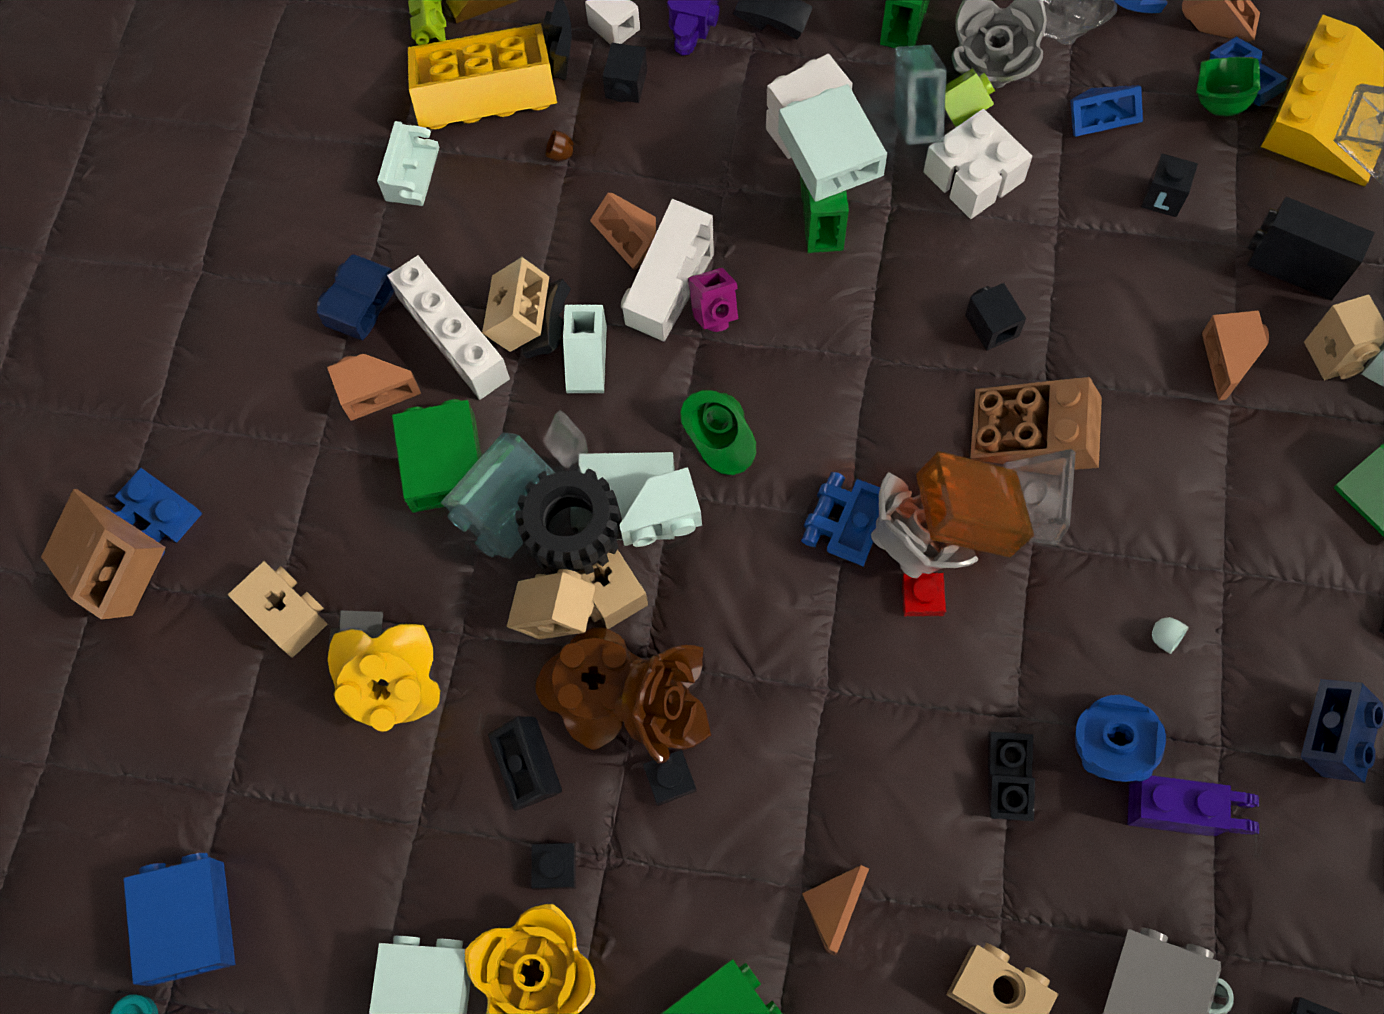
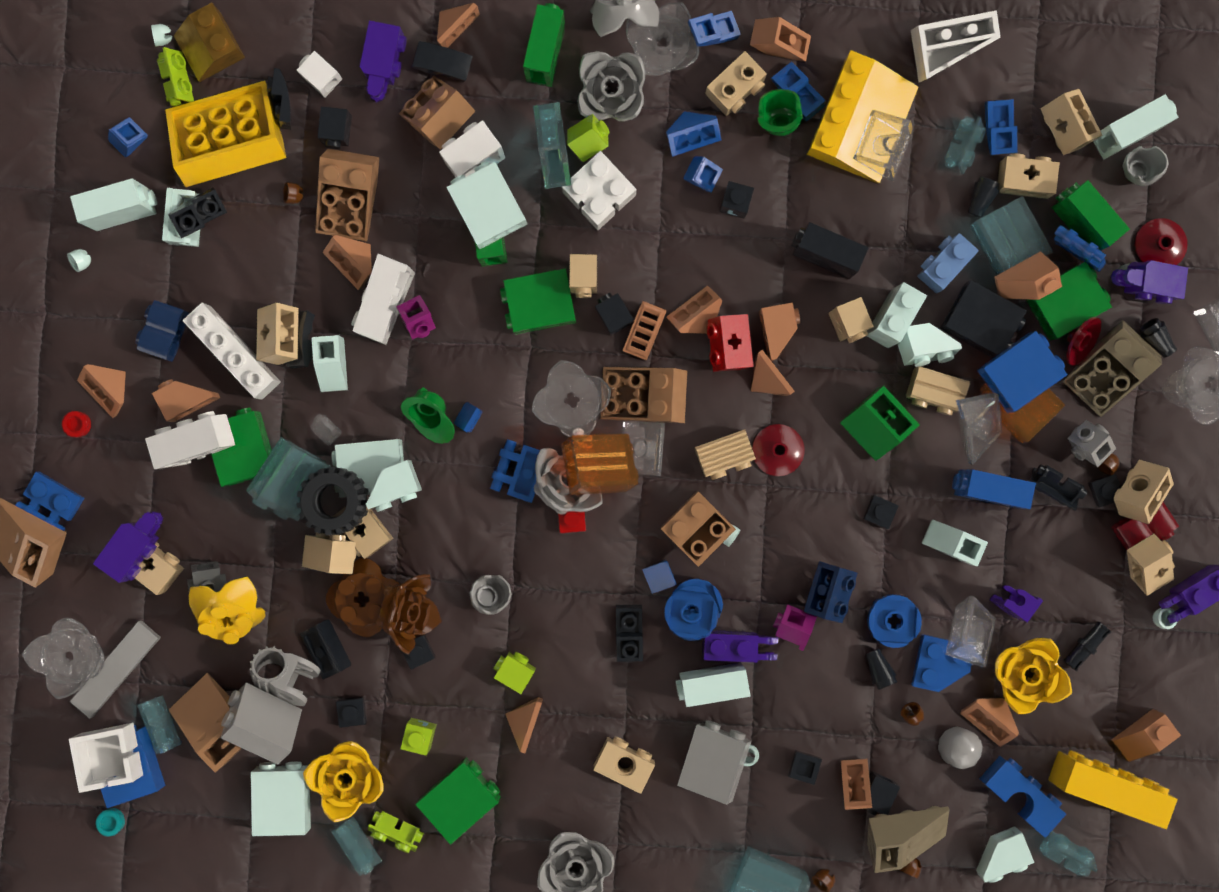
camera: 10 degrees left, 20 degrees up
(97, 728) = (49, 652): none -> clear brick
(149, 886) = (105, 754): none -> white piece
(193, 766) = (115, 669): none -> light grey tile
(212, 411) = (76, 424): none -> red tile
(245, 858) = (159, 724): none -> clear light blue hinge
(255, 566) = (129, 547): none -> dark purple hinge
(260, 206) = (79, 259): none -> light aqua hinge
(260, 364) = (104, 386): none -> nougat slope
(322, 135) = (114, 204): none -> light aqua brick
(332, 862) = (200, 719): none -> medium nougat slope
(351, 74) = (126, 136): none -> blue slope
(371, 424) = (190, 440): none -> white wedge
(408, 857) = (261, 723): none -> light grey brick
(429, 154) = (196, 212): none -> black slope
(444, 777) = (282, 685): none -> light grey piece
(631, 148) = (346, 194): none -> medium nougat slope
(660, 911) = (418, 736): none -> lime brick
(760, 61) = (437, 111): none -> medium nougat slope
(777, 440) = (468, 417): none -> blue slope
(794, 692) = (490, 594): none -> light grey hair
(823, 818) = (514, 671): none -> lime brick
(888, 294) = (538, 301): none -> green brick
(928, 395) = (565, 379): none -> clear brick
(955, 256) = (583, 275): none -> tan brick
(1045, 319) = (635, 327): none -> nougat slope
(1061, 690) = (659, 576): none -> blue slope
(1117, 325) = (694, 314): none -> nougat slope
(1118, 157) = (703, 173): none -> blue slope
(1122, 615) = (697, 528): none -> medium nougat slope
(1157, 861) = (713, 684): none -> light aqua brick
(1161, 514) = (725, 454): none -> tan brick
(1163, 54) = (736, 84): none -> tan brick
(1166, 361) = (732, 331): none -> brick
(1225, 415) = (768, 378): none -> nougat slope
(1228, 532) = (764, 450): none -> dark red dish
(1286, 782) = (794, 626): none -> magenta brick

